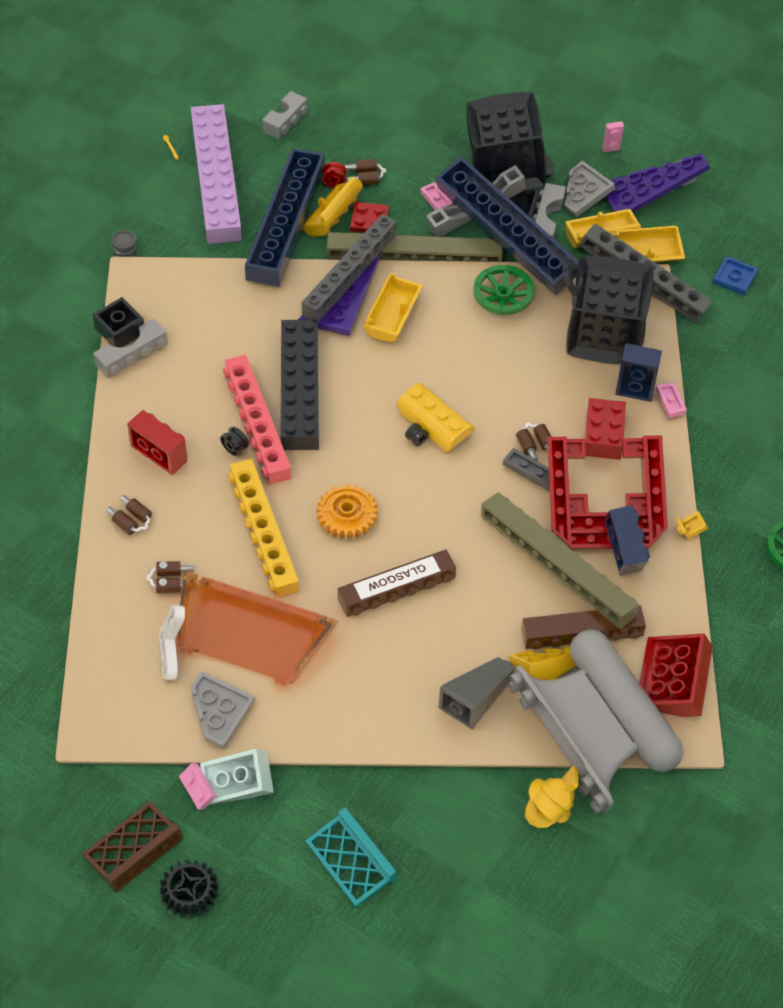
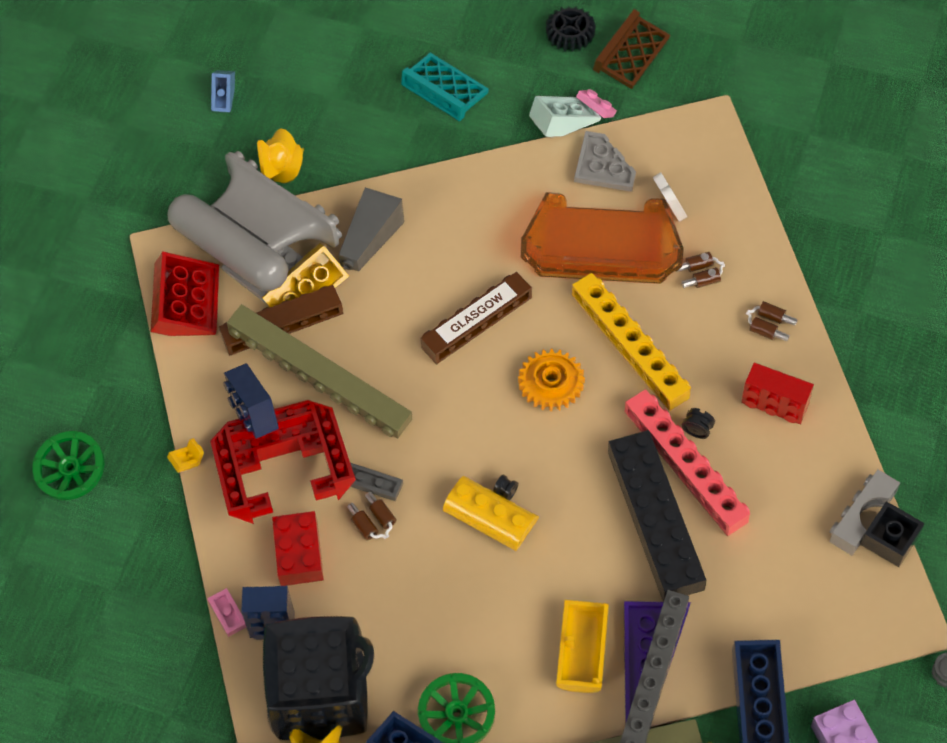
camera: 170 degrees right, 5 degrees up
(601, 916) = (222, 90): none -> medium blue slope

